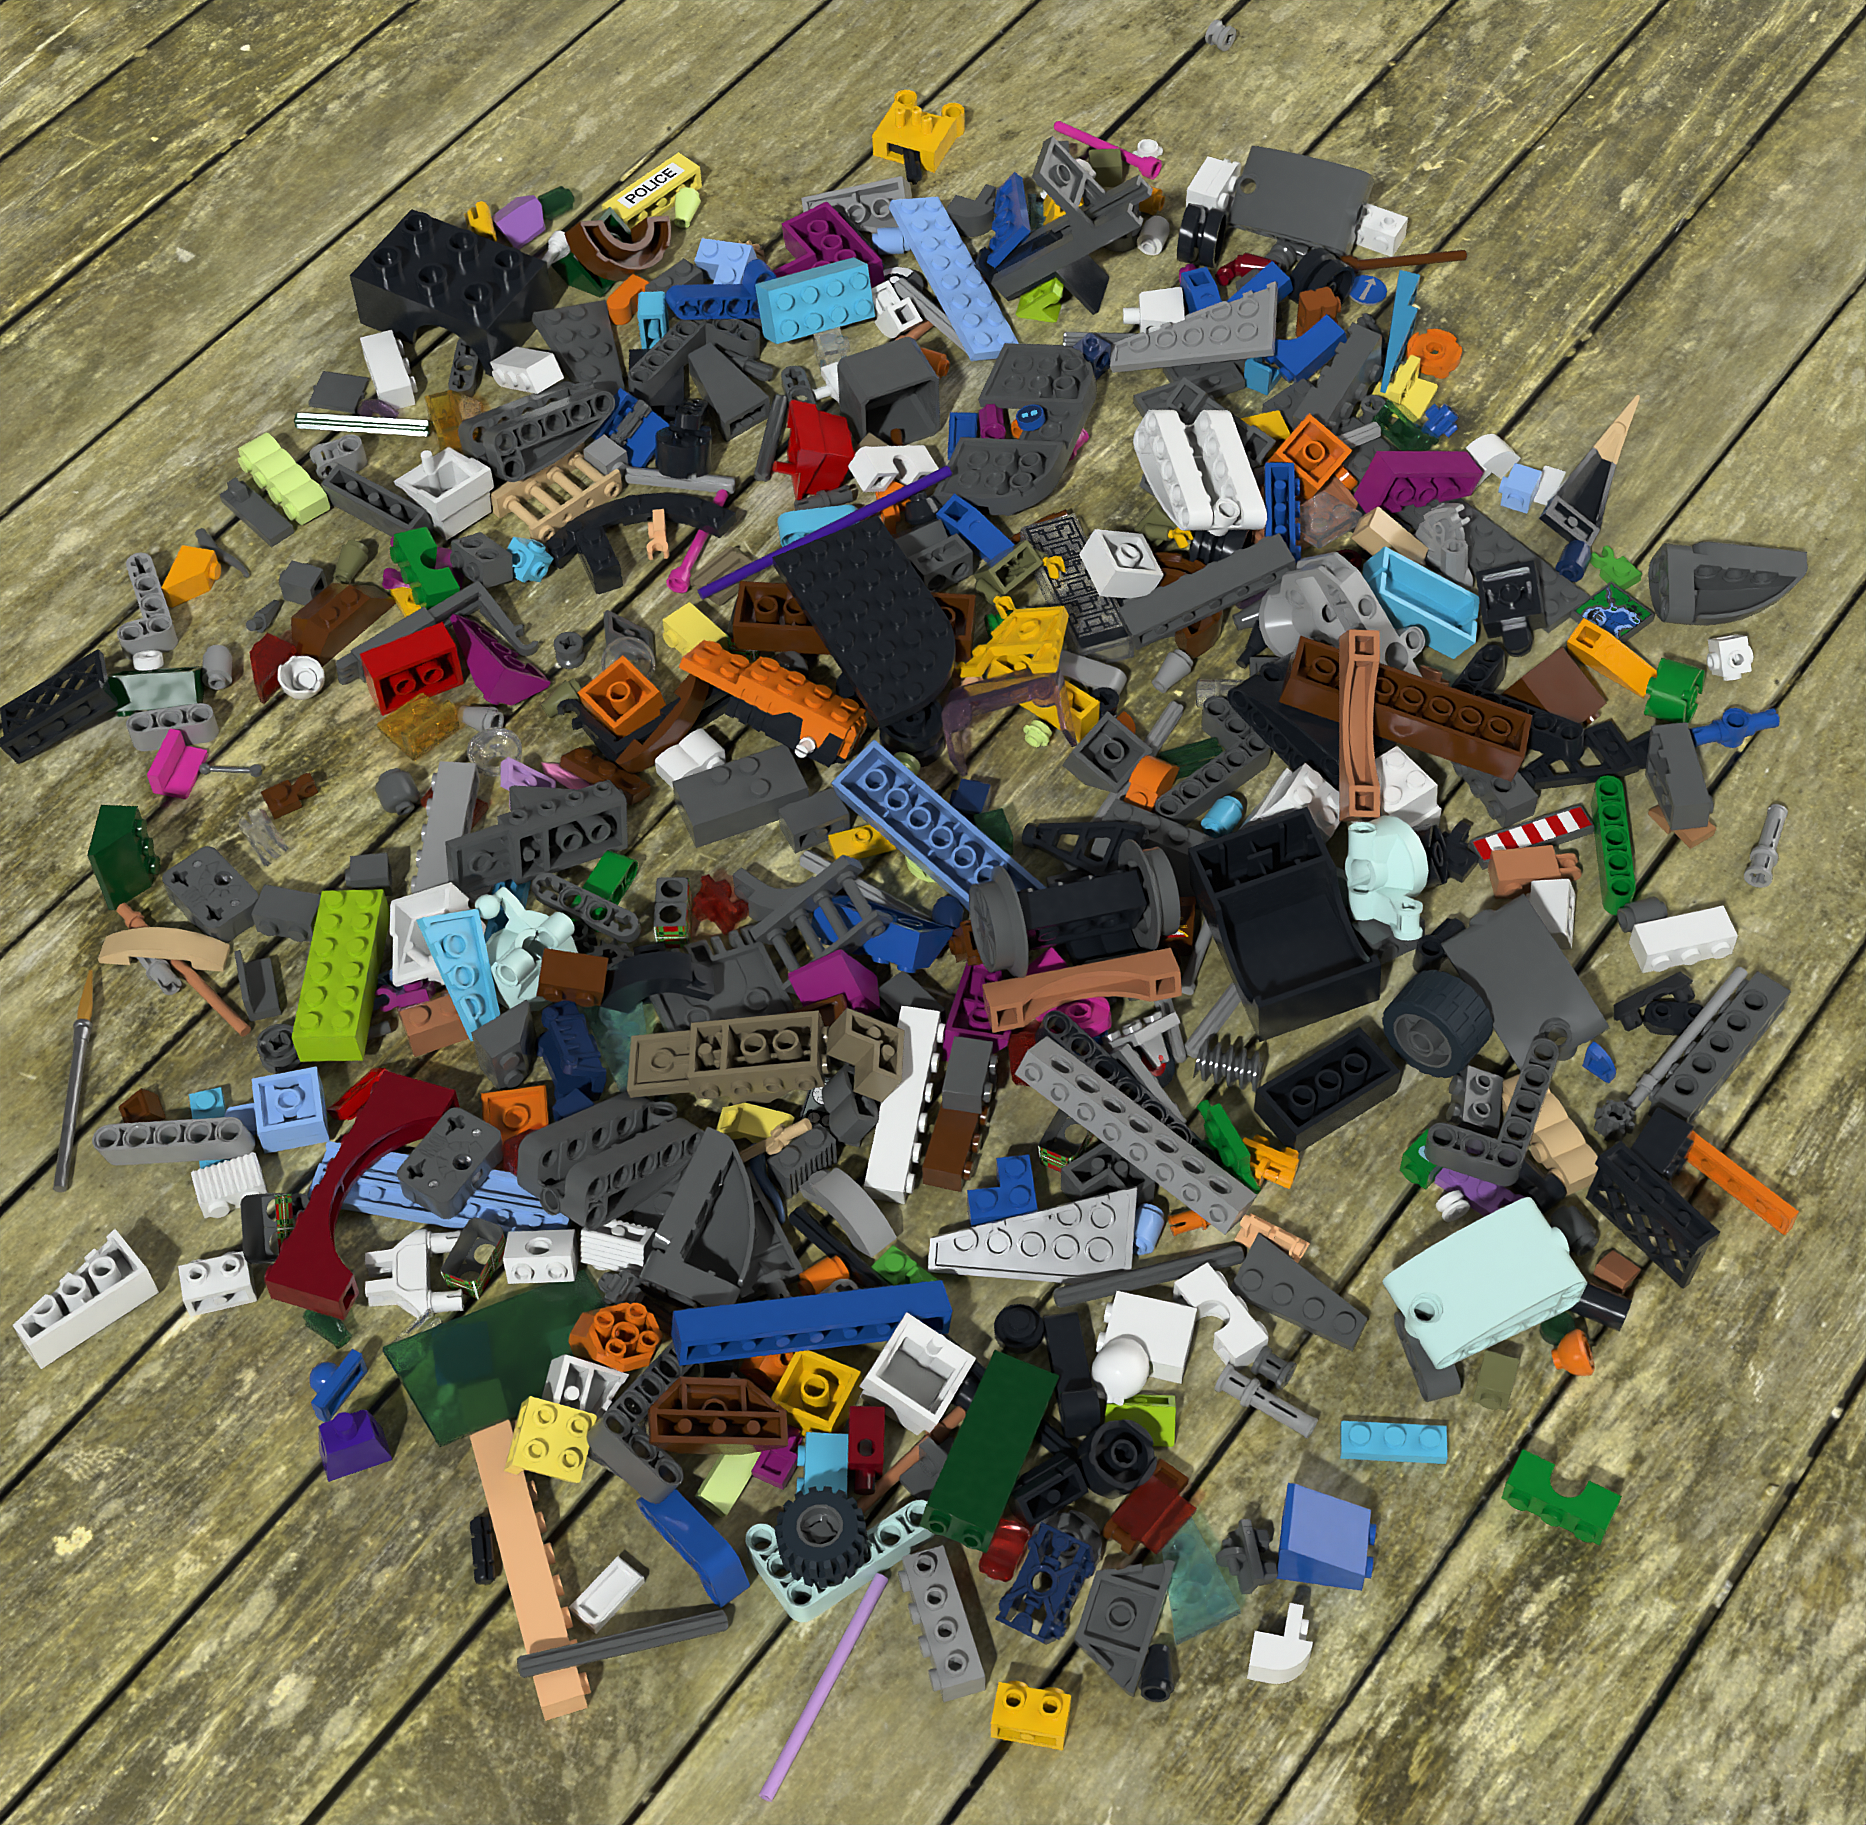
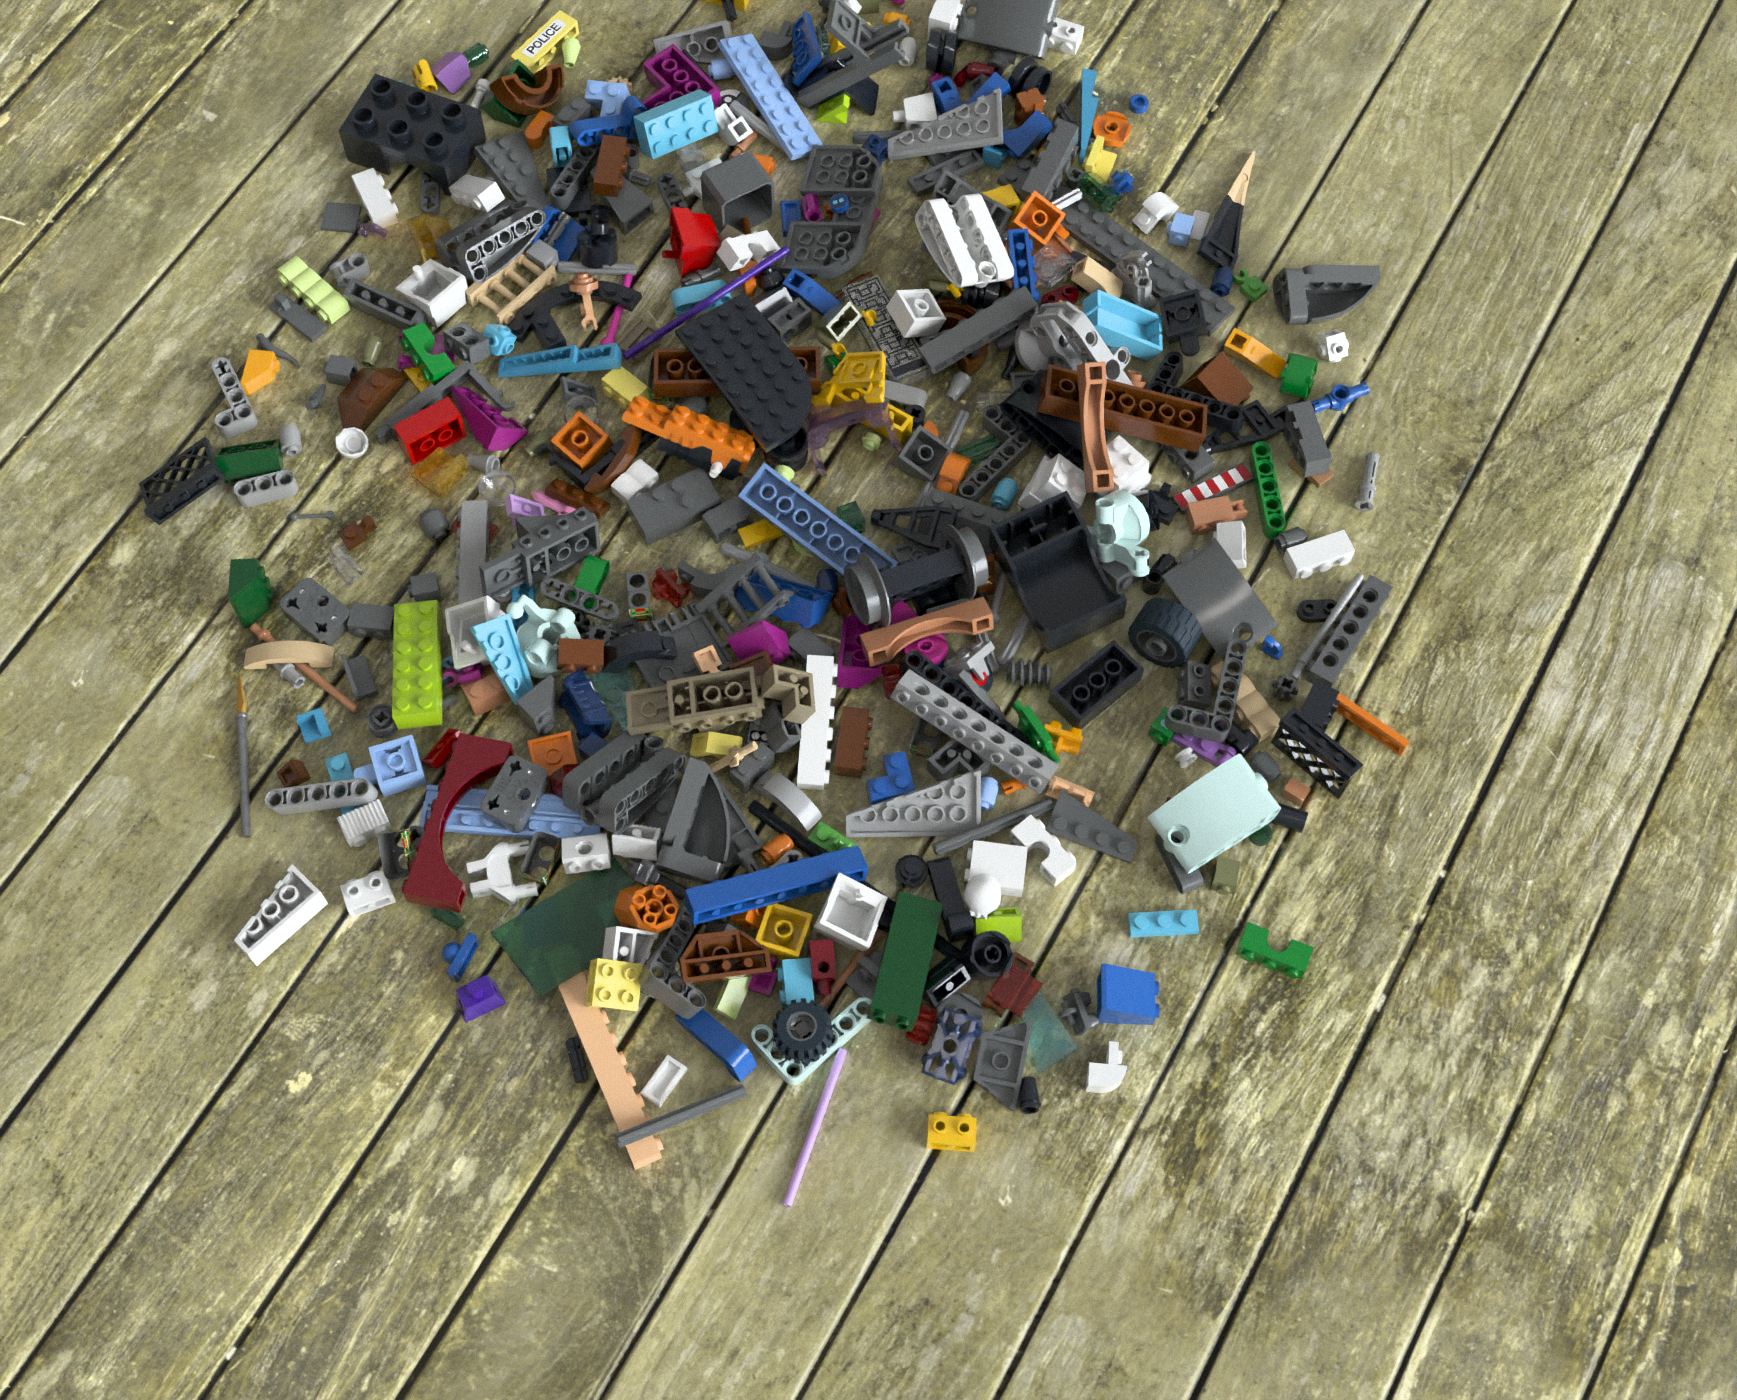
camera: 10 degrees left, 10 degrees up
(148, 660) = (239, 438): white tile -> none
(175, 766) = (273, 517): dark pink panel -> none
(181, 1046) = (313, 725): none -> dark azure panel
(265, 659) = (325, 432): clear red slope -> none
(362, 424) = (362, 242): axle -> none
(569, 650) = (542, 409): dark grey wheel -> none
(612, 592) = (562, 360): none -> dark azure slope
(655, 494) = (583, 283): none -> nougat plate
(717, 347) = (611, 166): none -> reddish brown brick
(756, 1001) = (707, 660): none -> light nougat plate
(758, 1167) = (723, 776): medium blue animal -> none
(771, 438) = (656, 231): dark grey axle -> none
(943, 1624) = (886, 1077): light grey brick -> none
(970, 1075) = (858, 699): dark grey brick -> none
(971, 798) = (832, 495): dark blue brick -> none
(1251, 1394) = (1068, 900): light grey pin -> none
(1273, 1367) = (1081, 881): dark grey bush -> none
(1368, 290) = (1061, 83): blue piece -> none
(1405, 260) = (1049, 64): reddish brown piece -> none
(1416, 478) = (1111, 231): magenta wedge -> none
(1476, 323) = (1138, 104): none -> blue tile
(1574, 1354) = (1273, 852): orange brick -> none
(1614, 612) = (1251, 318): tile -> none
(1627, 1009) = (1287, 607): black piece -> none

